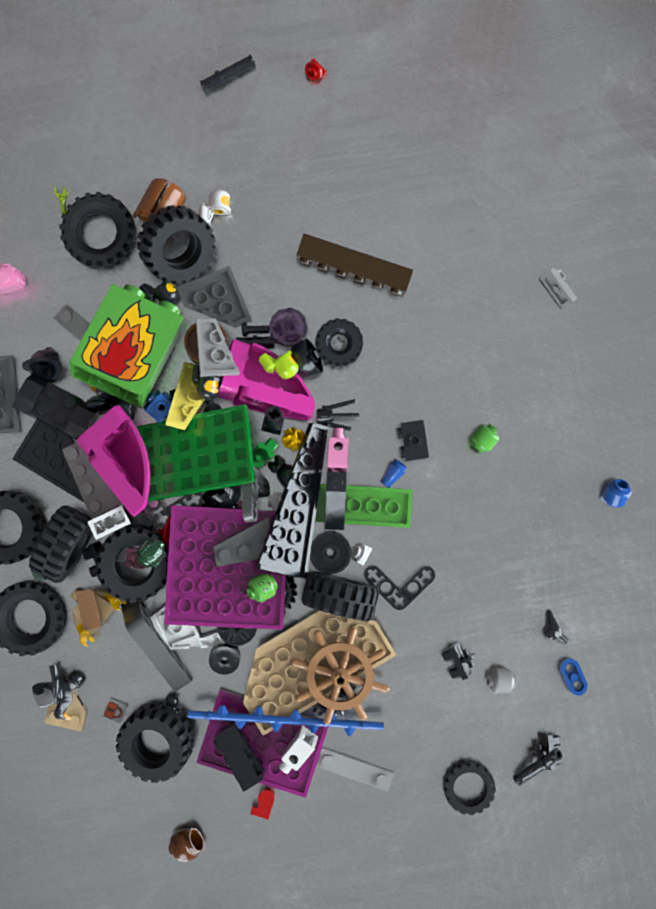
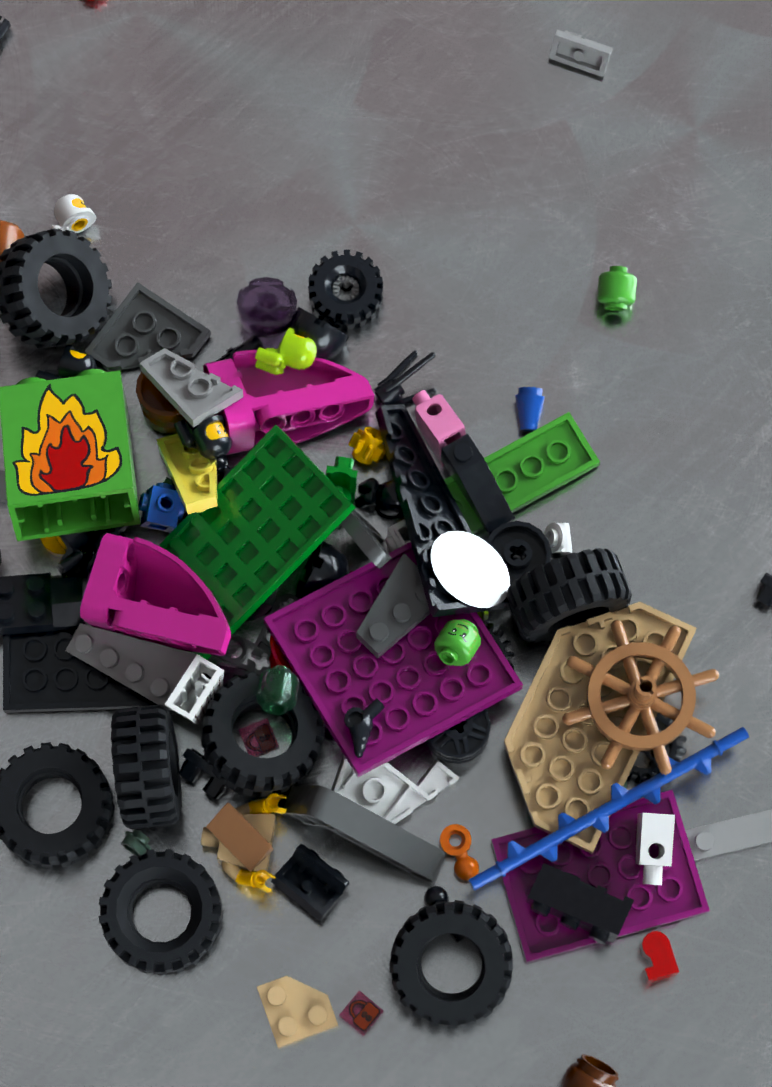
camera: 30 degrees left, 15 degrees down
(57, 693) = (271, 984): black animal -> none
(97, 732) = (361, 1013): none -> tile
(113, 651) = (311, 882): none -> black bracket
(114, 710) = (365, 966): tile -> none
(182, 599) = (361, 724): none -> black animal
(198, 693) = (465, 866): none -> orange plate
(224, 667) = (458, 786): black piece -> none
(254, 329) = (212, 349): black piece -> none
(273, 420) = (326, 437): black piece -> none
(296, 550) = (470, 569): none -> sticker
(354, 263) = (300, 182): dark brown brick -> none
(402, 591) = (648, 552): black beam -> none
(413, 440) = (527, 350): black brick -> none

